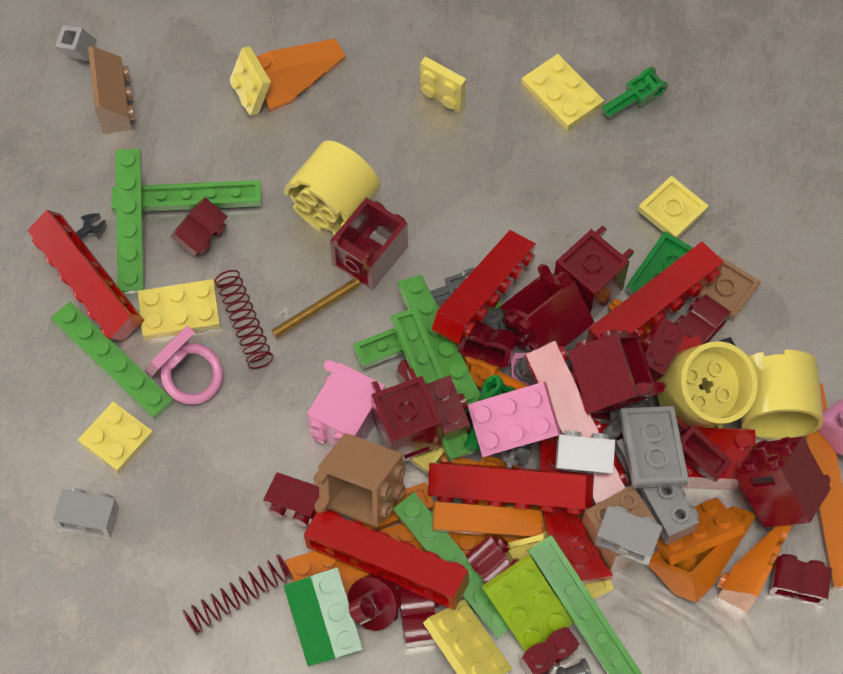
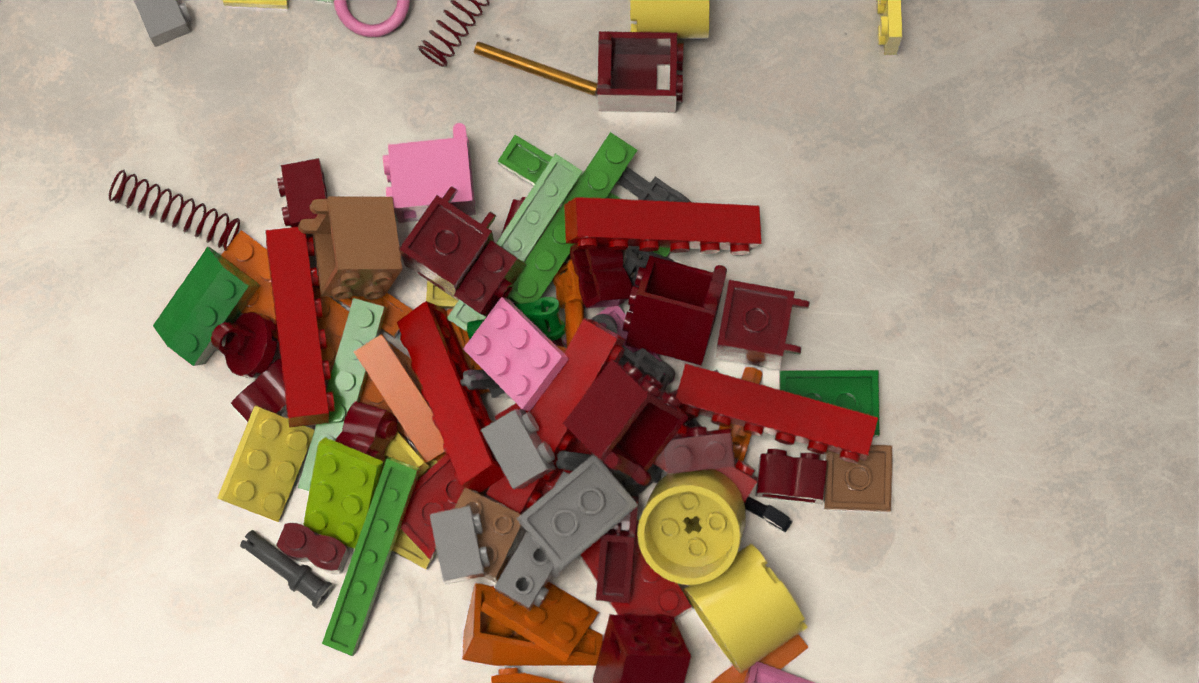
camera: 60 degrees right, 15 degrees up
(562, 92) = (988, 148): light yellow plate -> none
(638, 90) = (1048, 233): green connector -> none
(673, 207) = (917, 361): light yellow plate -> none

